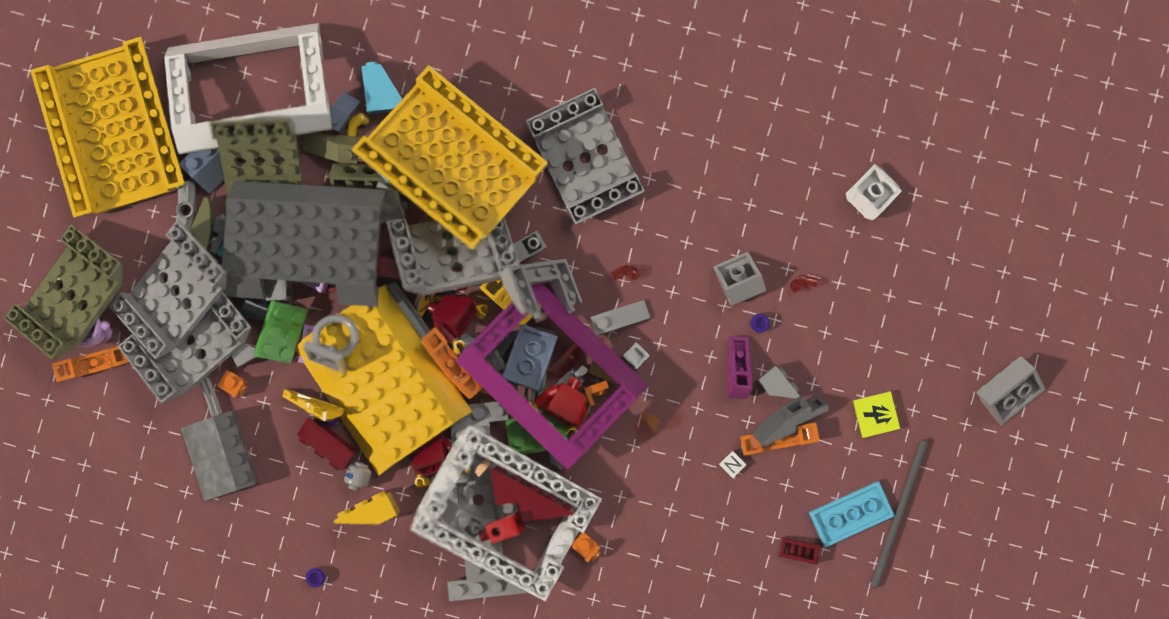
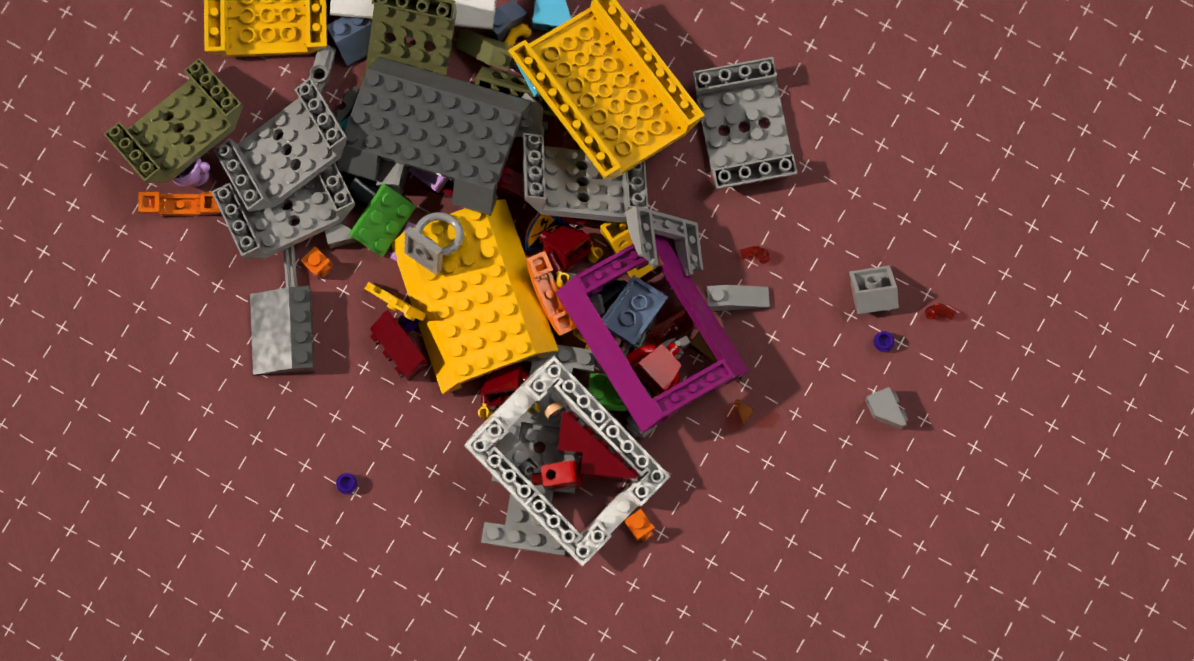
camera: 20 degrees right, 10 degrees down
(203, 222) = (335, 89): olive slope -> none
(357, 475) = (420, 388): light grey head -> none
(373, 512) = (426, 427): yellow slope -> none
(408, 309) = (520, 228): dark grey axle -> none
(529, 246) = (663, 199): light grey slope -> none
(598, 389) = (696, 364): orange bracket -> none
(636, 355) = (744, 342): white tile -> none
(732, 464) = (817, 480): white tile -> none
(738, 368) = (849, 381): magenta slope -> none
(785, 419) = (883, 445): dark grey slope -> none
(804, 435) = (874, 466): orange slope -> none
(817, 549) = (864, 596): dark red slope -> none
(851, 514) = (931, 565): medium azure tile -> none
(873, 192) = (1035, 237): white slope -> none
(876, 414) = (983, 468): neon yellow tile -> none
(899, 514) = (982, 579): dark grey piece -> none
(1011, 390) = (1133, 479): light grey slope -> none

